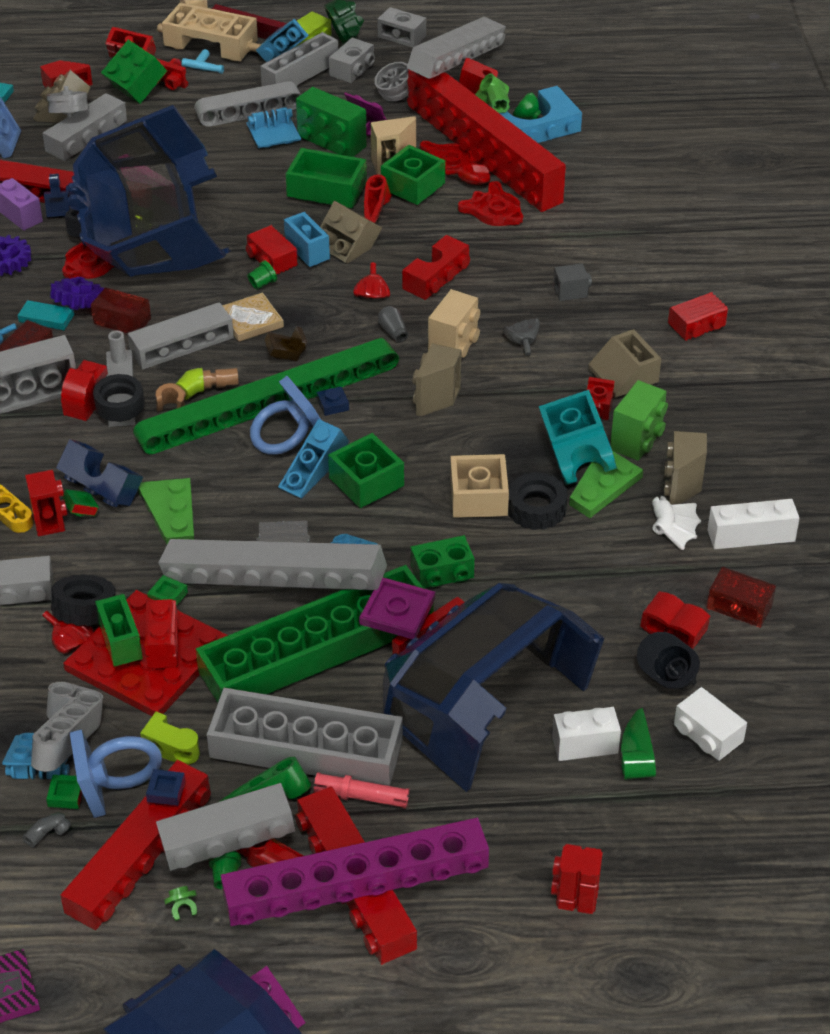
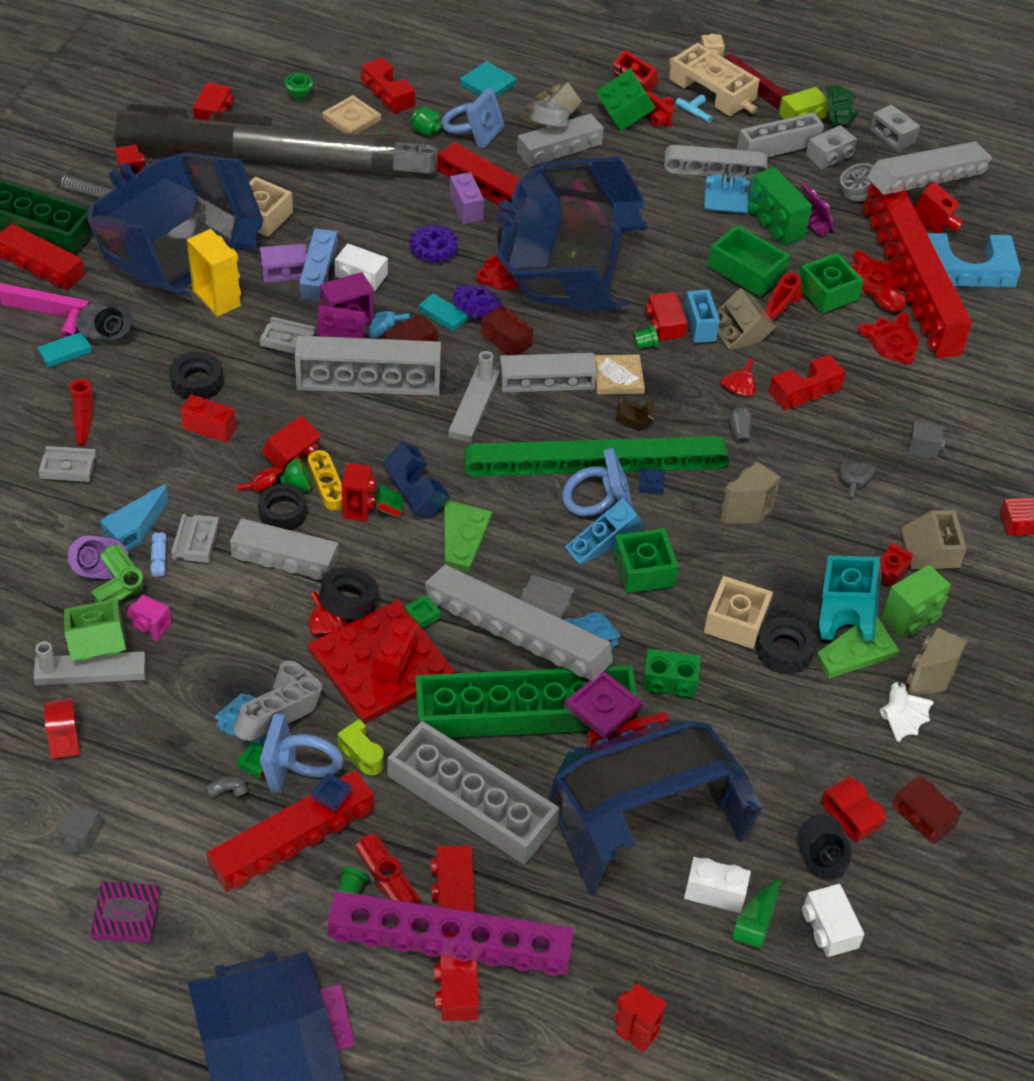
camera: 20 degrees right, 5 degrees up
(52, 70) = (563, 75): red slope -> none
(56, 200) = (503, 192): dark blue plate -> none
(78, 389) = (435, 395): red brick -> none
(118, 384) = (462, 428): black tyre -> none
(119, 630) = (360, 634): green brick -> none
(179, 897) = (303, 892): bright green plate -> none
(193, 382) = (536, 421): medium nougat piece -> none
(225, 826) = (362, 848): light grey brick -> none
(282, 40) = (771, 110): dark azure slope -> none
(286, 772) = (429, 822): green piece -> none
(363, 790) = (490, 852): coral pin -> none
(389, 138) = (825, 240): tan slope -> none
(455, 322) = (791, 448): tan brick -> none
(494, 92) = (943, 224): bright green piece -> none
(528, 108) = (972, 249): green brick -> none
(753, 523) = (974, 742): white brick -> none

